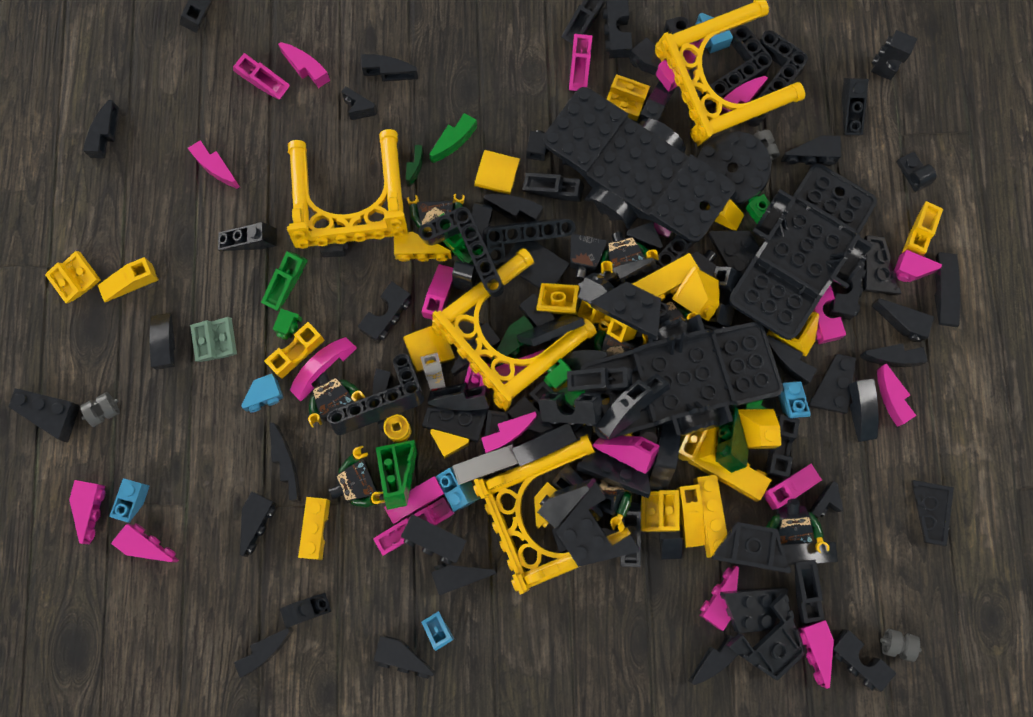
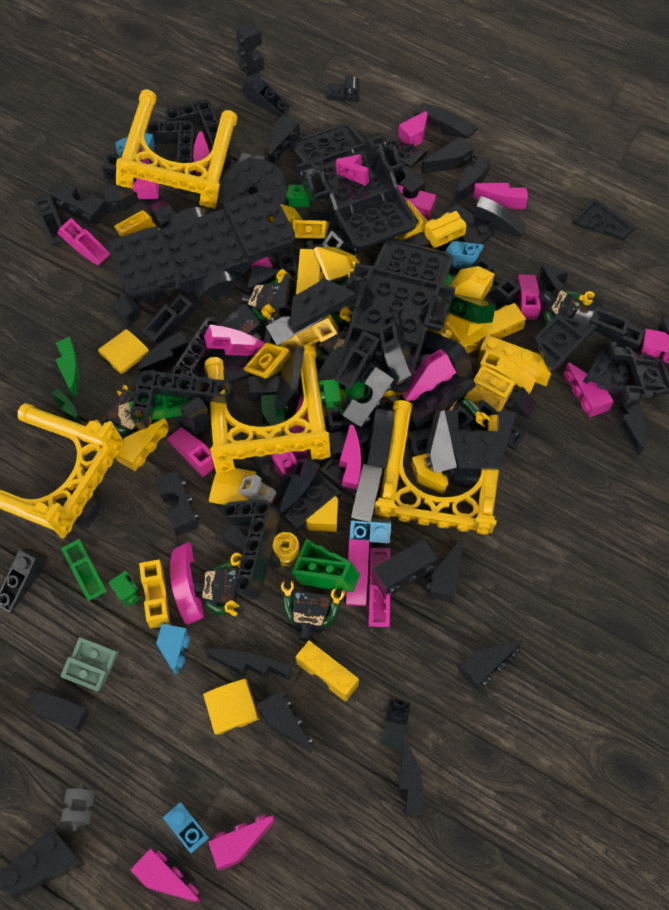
camera: 55 degrees left, 15 degrees down
(243, 471) = (231, 706): none -> yellow slope
(437, 631) = (485, 619): dark azure slope -> none
(559, 256) = (232, 341): none -> dark pink slope
(727, 244) = (310, 229): none -> yellow slope
(807, 368) = (445, 229): none -> yellow brick
(812, 240) = (352, 168): none -> dark pink slope
(923, 229) = (390, 110): yellow slope -> none

